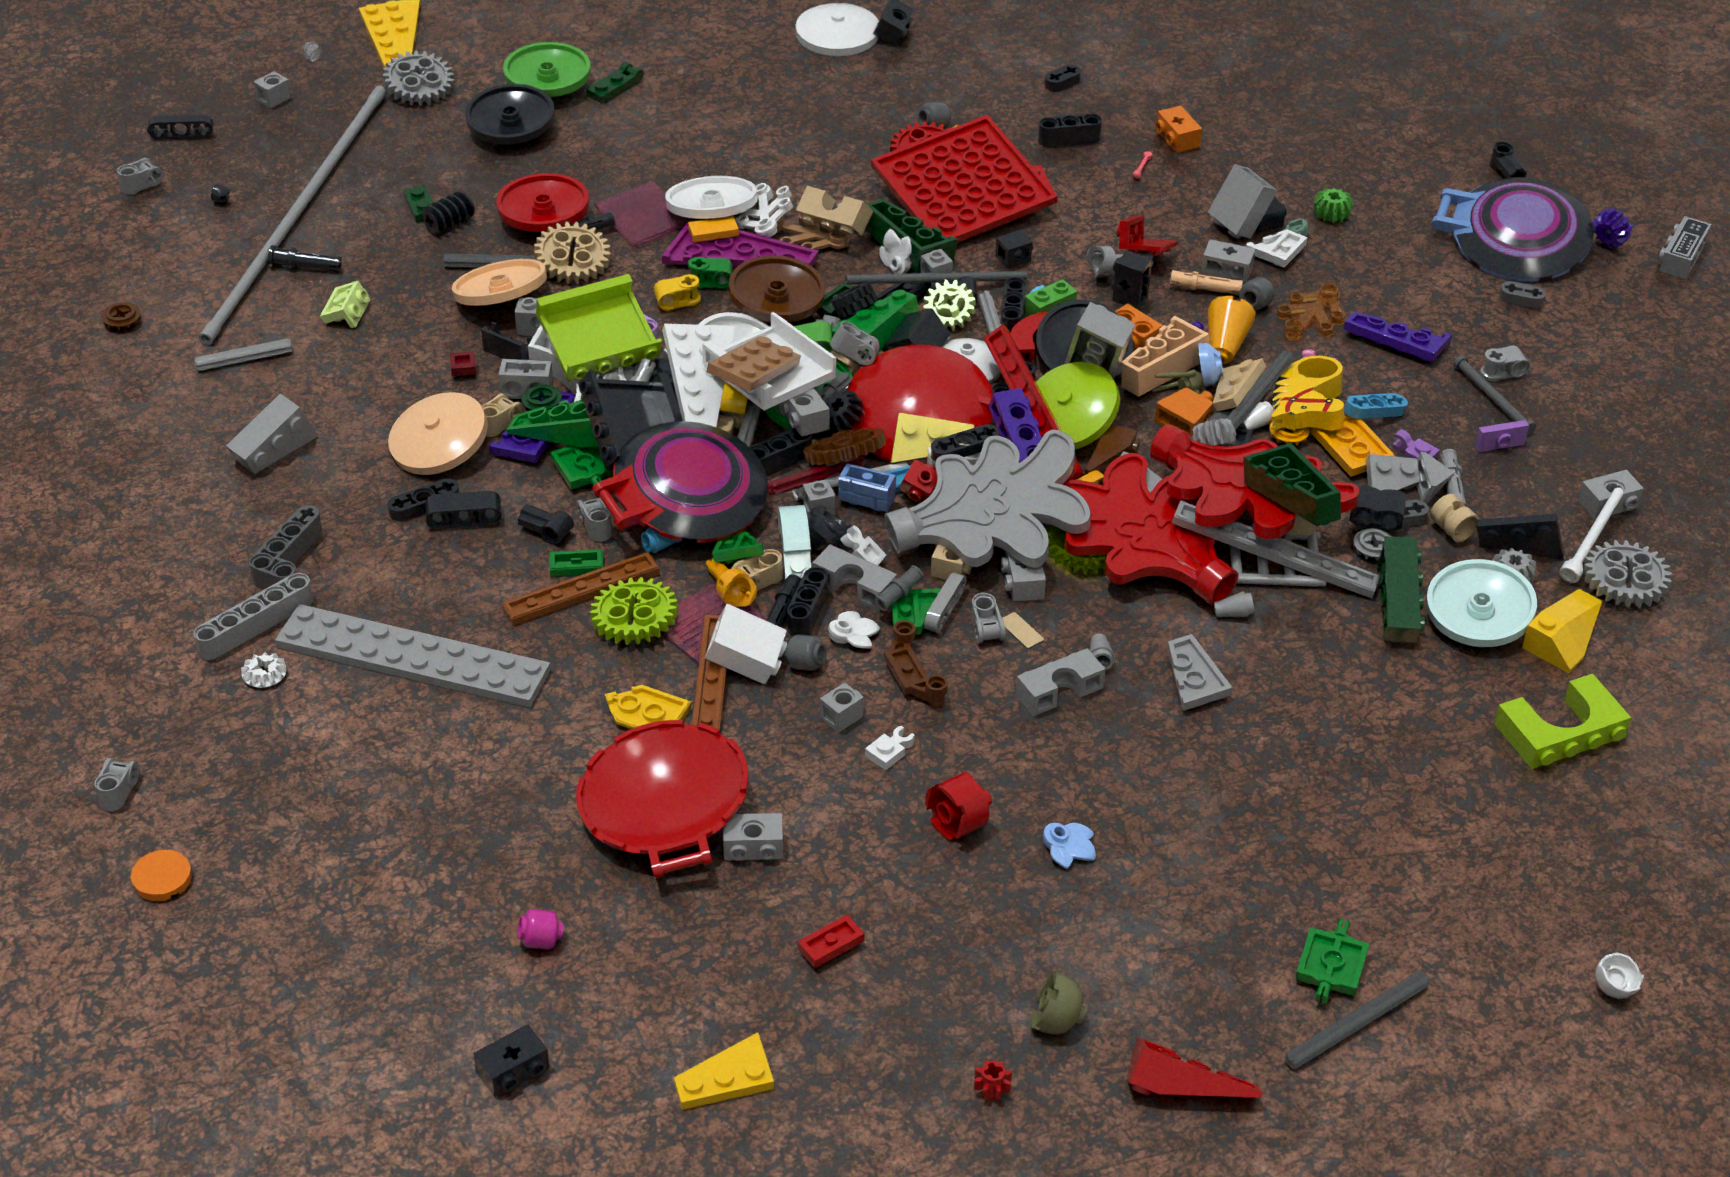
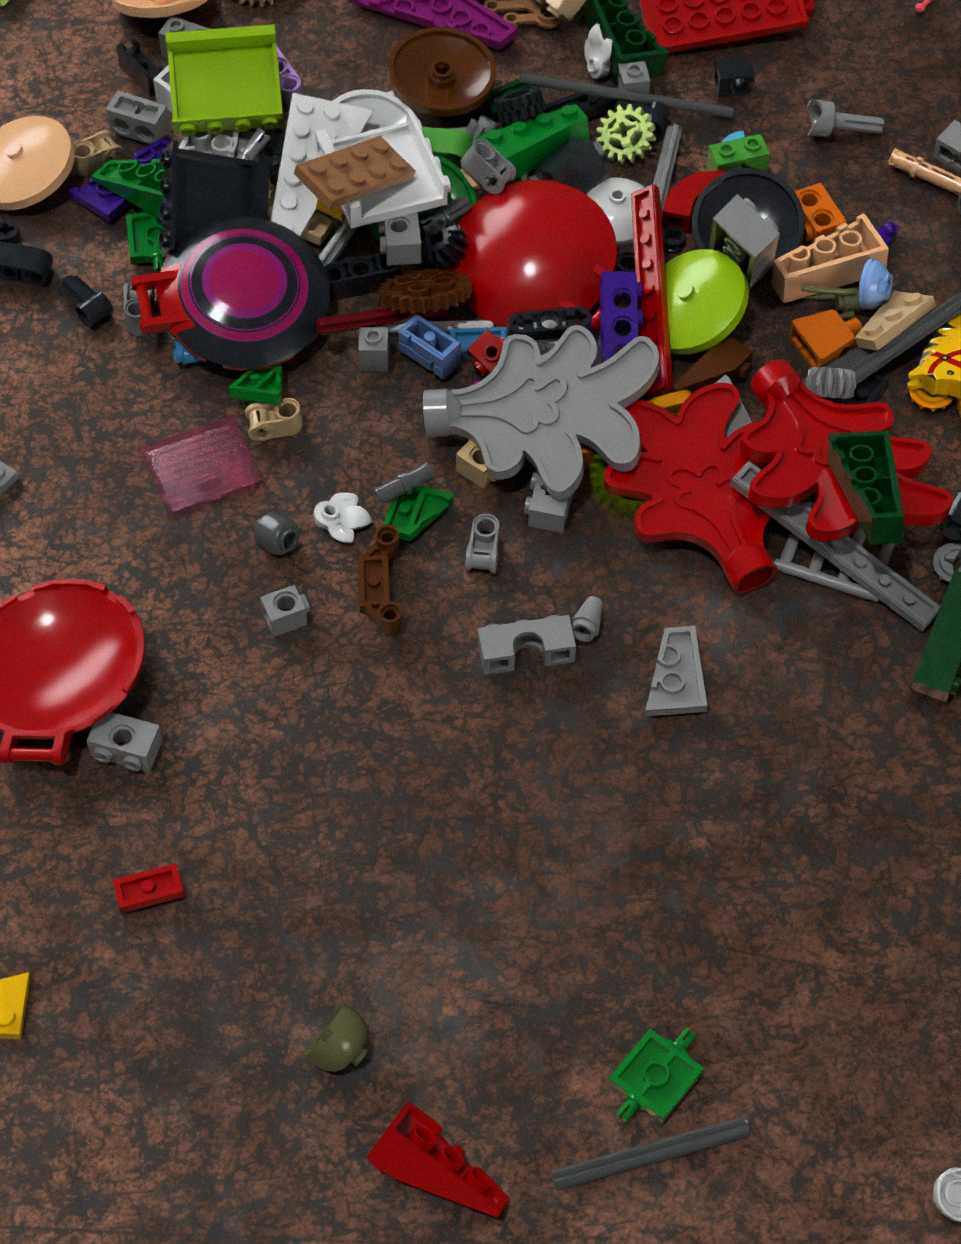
camera: 20 degrees right, 15 degrees up
(462, 363) = (87, 80): dark red plate -> none
(532, 397) = (136, 141): dark green gear -> none
(575, 562) = (96, 359): green tile -> none
(578, 589) = (88, 388): dark orange tile -> none
(645, 706) = (90, 554): yellow tile -> none
(652, 613) = (126, 433): lime gear -> none
(676, 293) = (342, 45): yellow piece -> none
(710, 271) = (390, 28): green piece -> none
(710, 682) = (169, 536): dark orange tile -> none
(732, 585) = (235, 432): light orange piece -> none
(746, 644) = (216, 508): white brick -> none
(783, 599) = (299, 448): black pin -> none
(795, 539) = (322, 390): light aqua arch -> none
(807, 601) = (310, 459): black beam -> none
(825, 529) = (365, 387): black hair -> none
(848, 568) = (357, 437): light grey arch -> none
(863, 548) = (395, 425): white plate -> none
(887, 750) = (312, 674): white plate -> none
(917, 433) = (512, 294): light yellow wing -> none
(945, 602) = (450, 511): light grey beam -> none
(958, 806) = (344, 770): red brick -> none
(992, 1080) = (242, 1108): red gear -> none
(1013, 302) = (694, 151): black beam -> none
(1022, 630) = (520, 564): tan sticker -> none
(1069, 843) = (450, 847): light blue plate -> none
(1131, 237) = (871, 98): red bracket -> none
(1131, 279) = (840, 152): black brick -> none
(1229, 325) = (920, 242): light orange cone -> none
(1235, 606) = (762, 602): light grey cone -> none
(1258, 416) = (901, 365): white cone -> none

